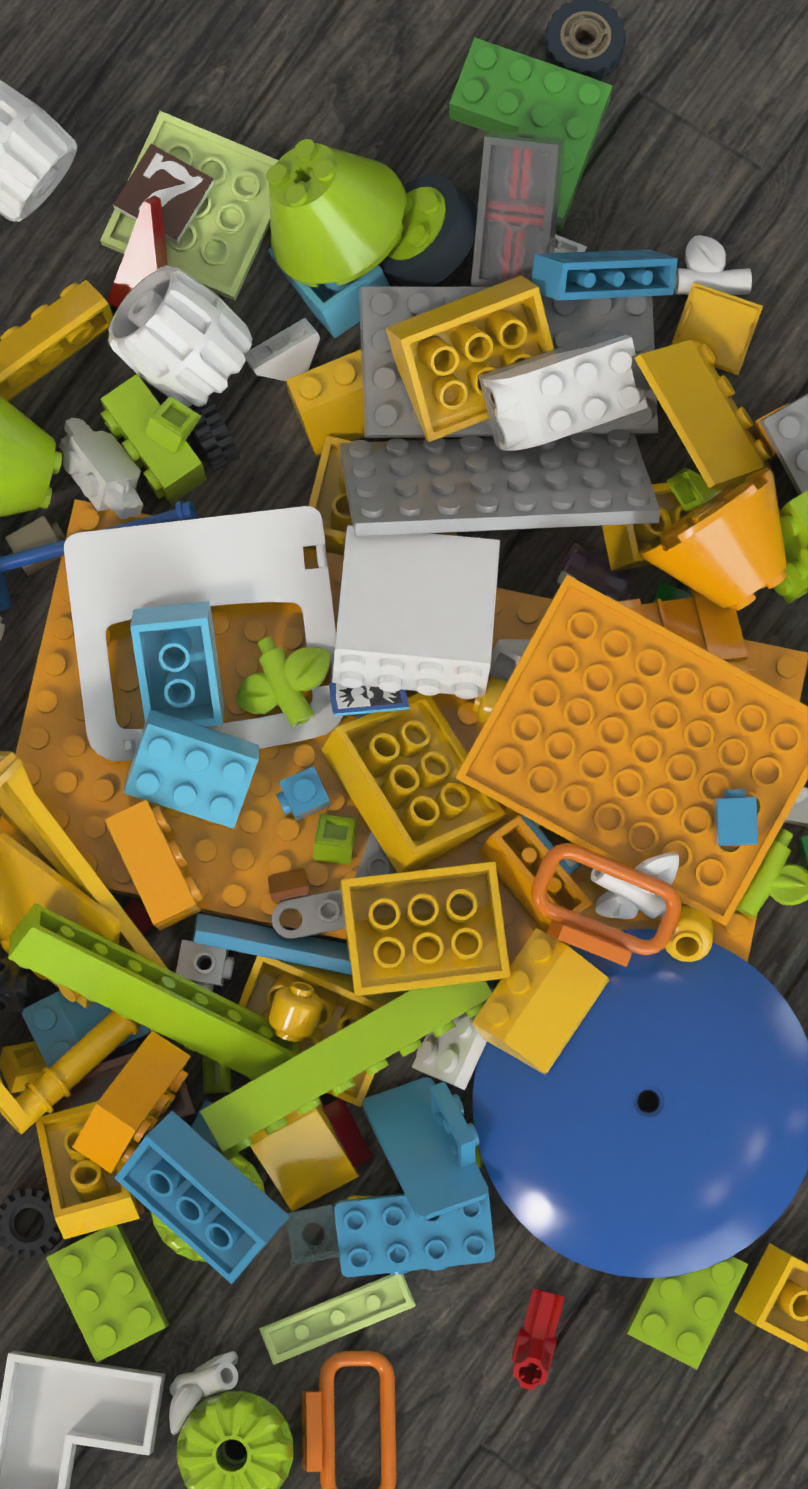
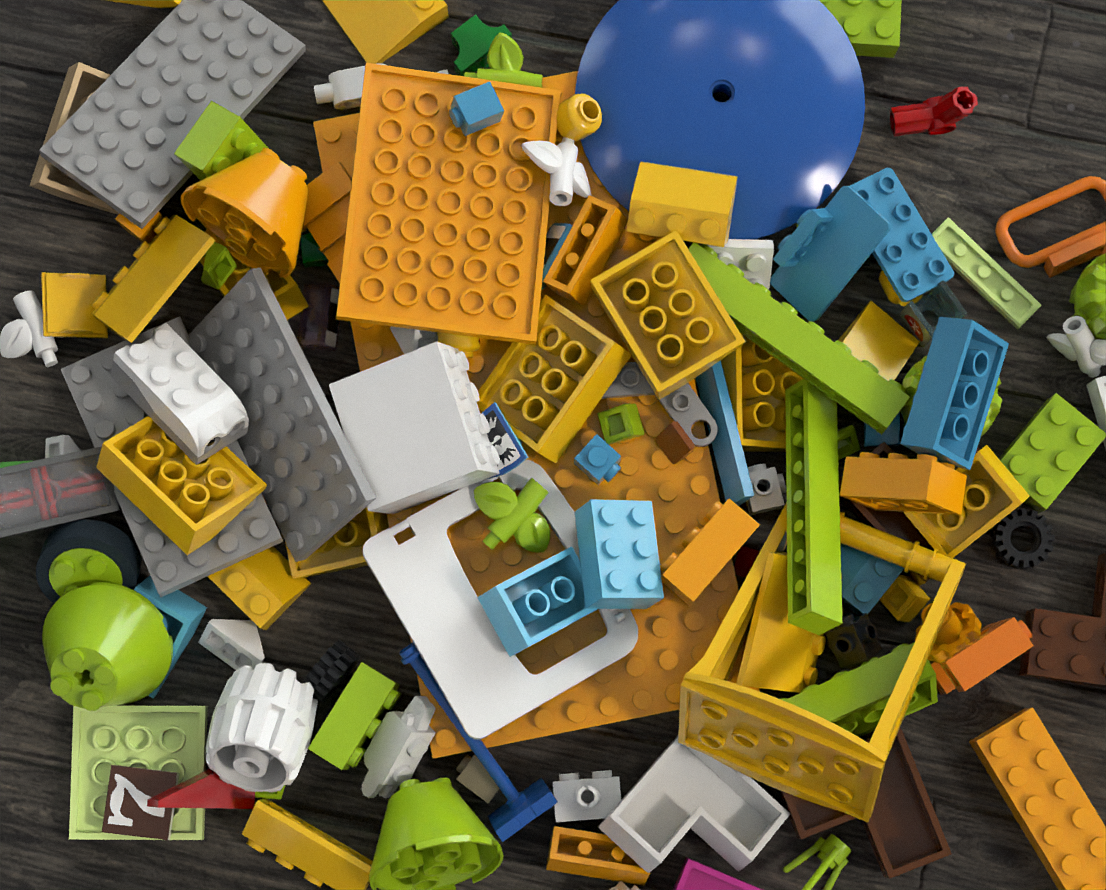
camera: 115 degrees left, 0 degrees up
(171, 424) = (339, 699): lime slope -> none
(295, 1012) = (771, 394): yellow head -> none
(348, 1132) = (844, 320): dark red sticker -> none
(594, 935) = (616, 176): orange bar -> none
(604, 274) = (67, 403): dark azure brick -> none

